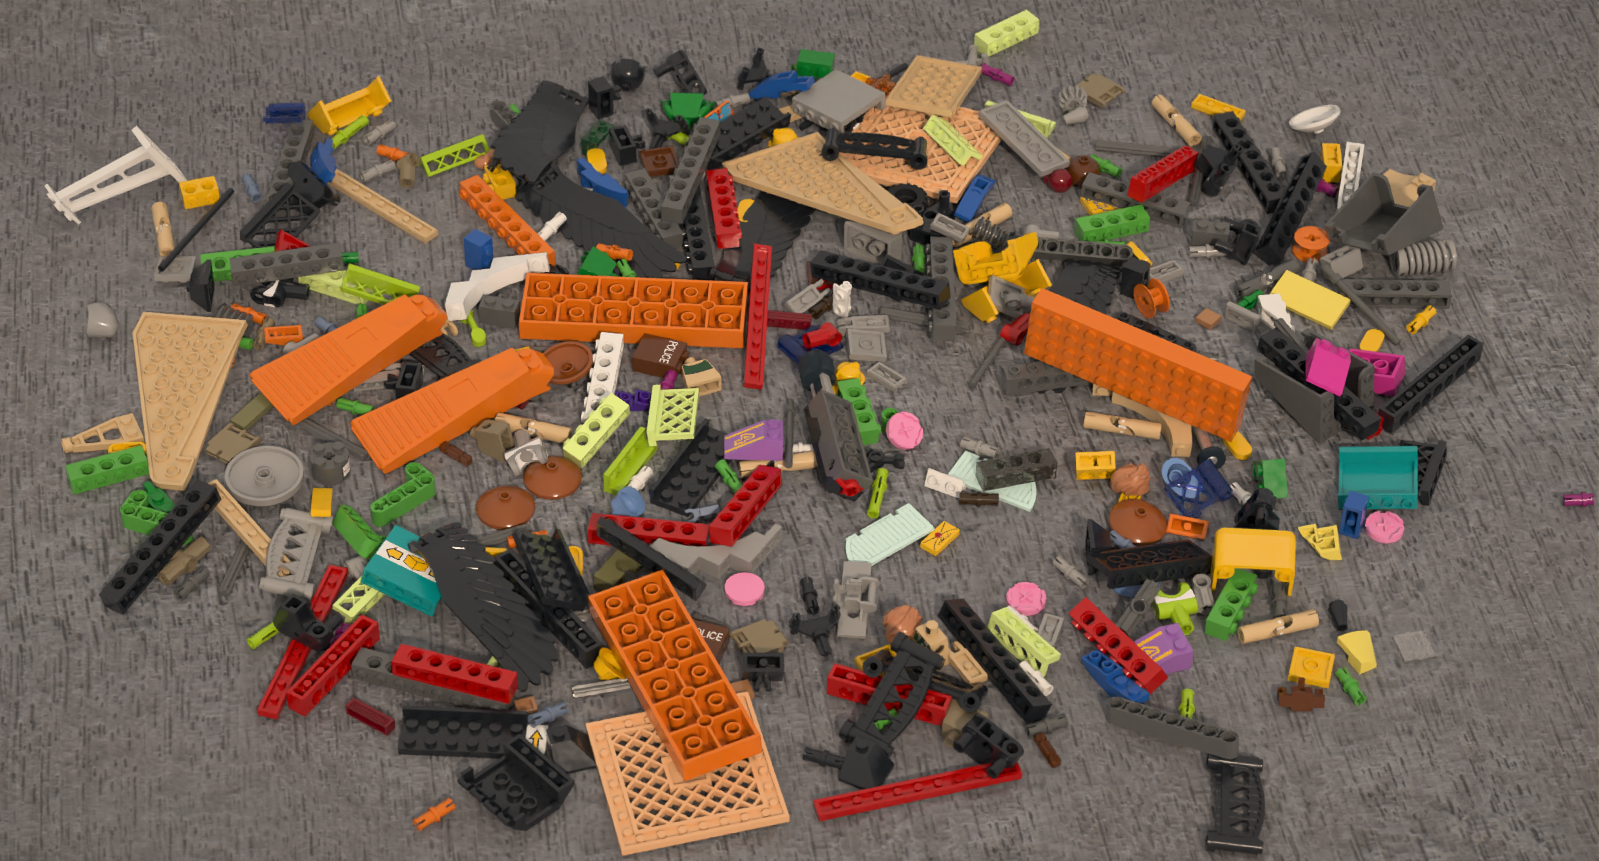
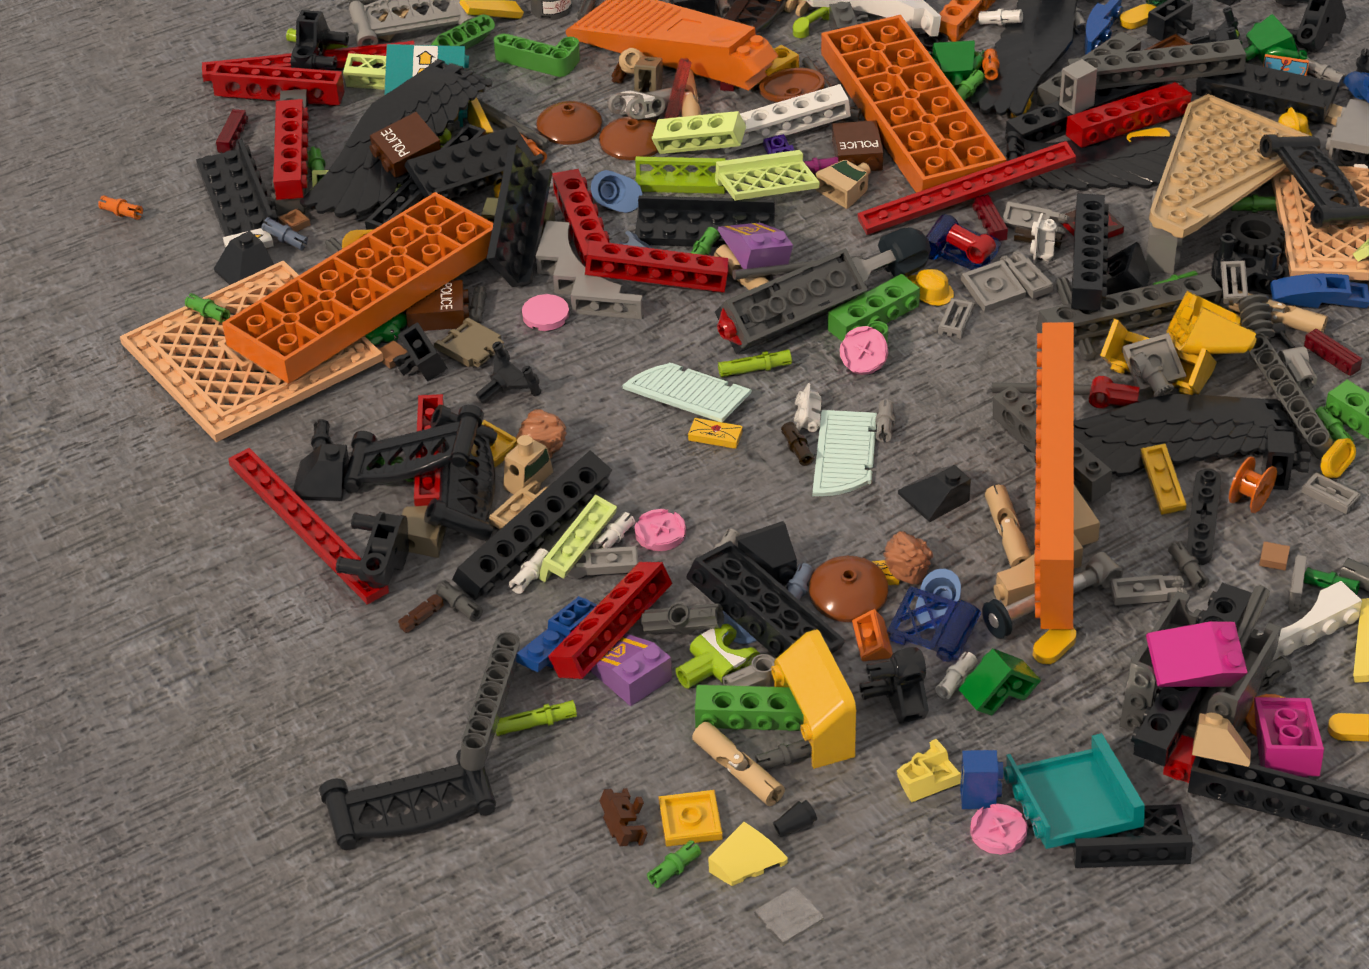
camera: 70 degrees right, 0 degrees up
(466, 440) = (628, 59): none -> tan animal
(514, 595) = (403, 142): none -> reddish brown brick
(520, 785) = (164, 242): black slope -> none
(532, 429) = (678, 88): none -> clear red axle
(627, 782) = (207, 308): none -> bright green pin
(638, 481) = (660, 190): white pin -> none
(699, 213) = (1078, 87): none -> light grey brick
(809, 595) = (562, 360): black pin -> none
(855, 580) = (574, 391): light grey piece -> none
(877, 459) = (809, 347): black piece -> none
(1016, 469) = (861, 456): clear smoke brick -> none
(1032, 217) = (1333, 352): none -> dark red piece
(1065, 443) = (938, 492): none -> black slope
(1095, 465) = (910, 516): yellow brick -> none
(1383, 394) = (1219, 740): none -> tan slope

